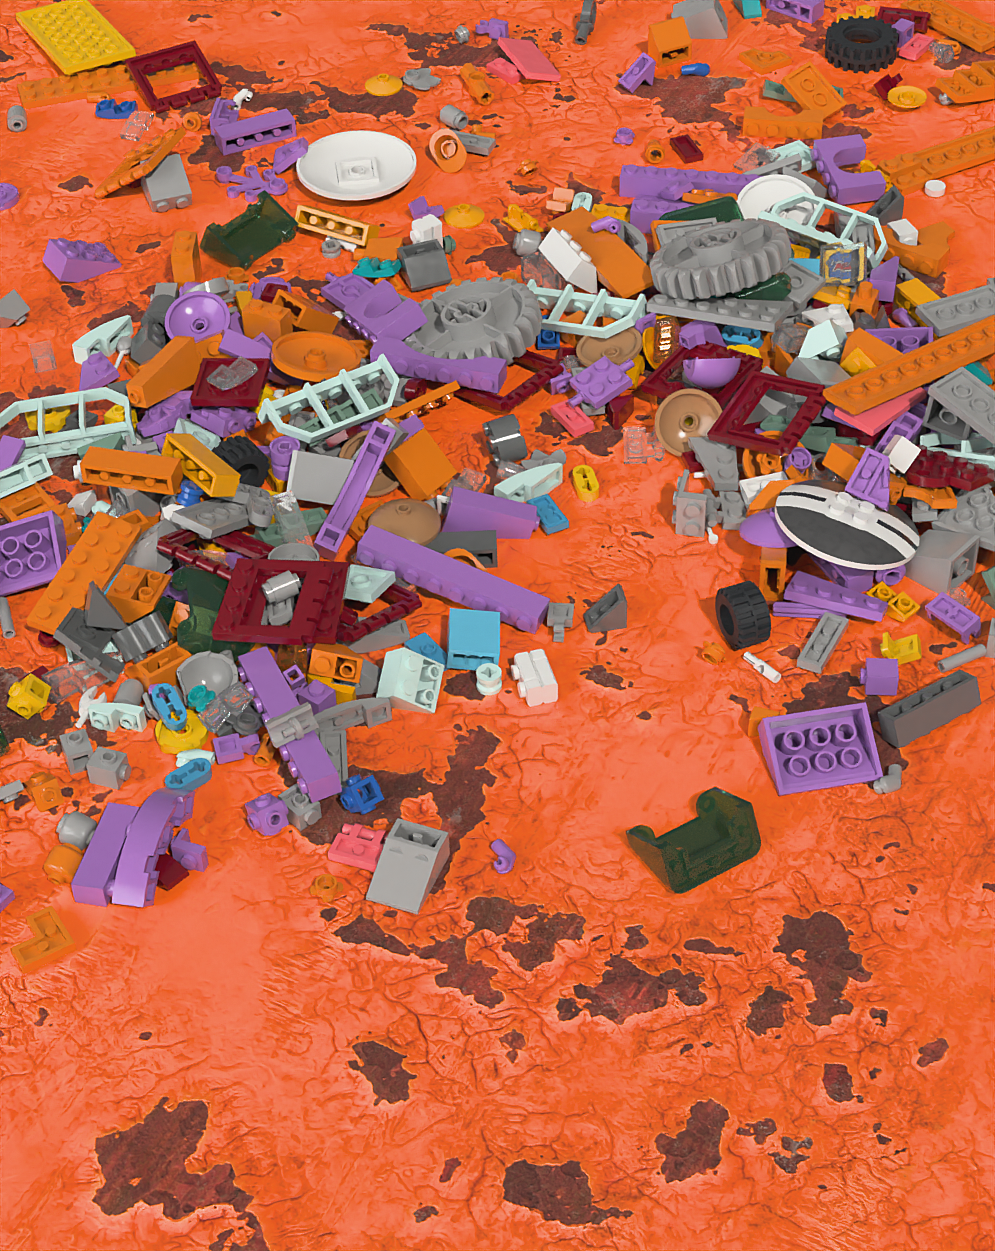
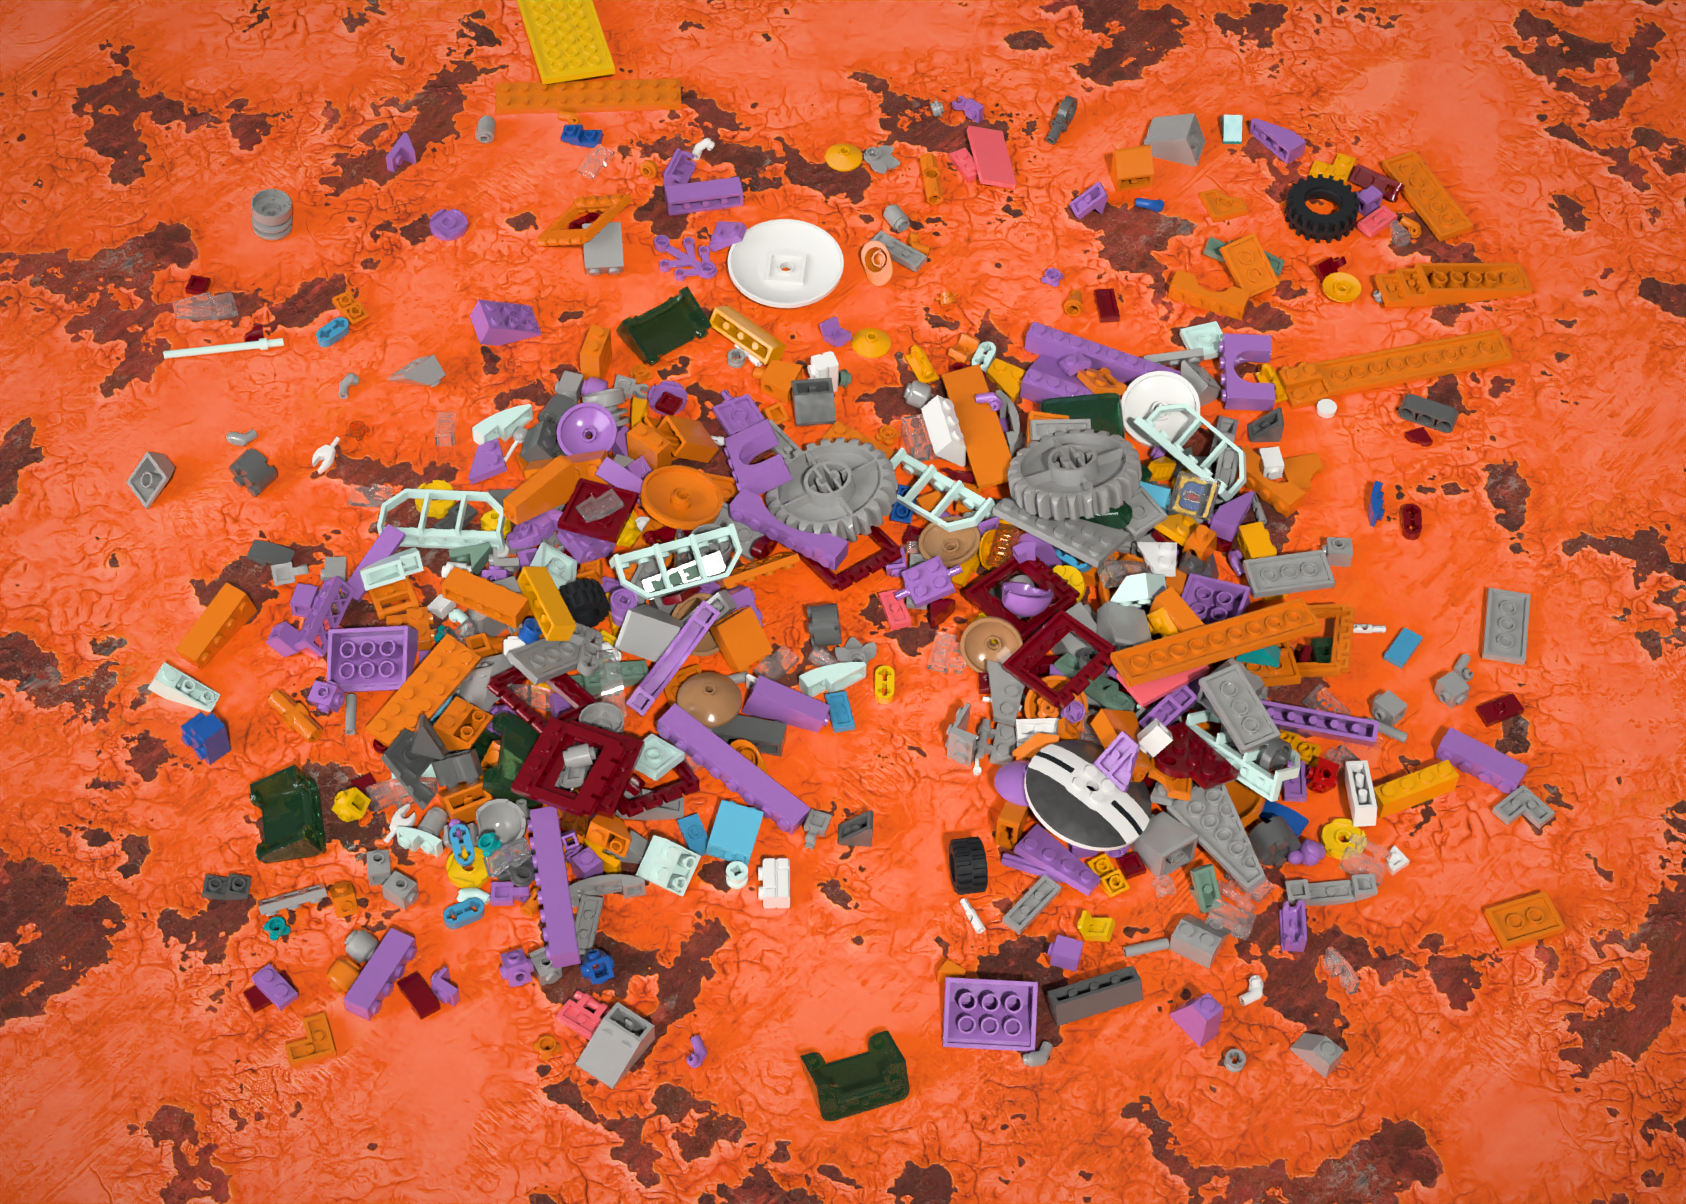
camera: 10 degrees right, 10 degrees up
(145, 841) = (414, 972): medium lavender brick -> none
(167, 58) = (642, 86): dark red hinge -> none
(291, 725) = (551, 896): light grey hips -> none
(375, 269) = (765, 395): teal slope -> none
(713, 653) = (934, 893): orange plate -> none
(755, 157) = (1167, 336): clear piece -> none
(914, 588) = (1131, 865): none -> dark red tile
(954, 616) = (1152, 906): medium lavender hinge -> none

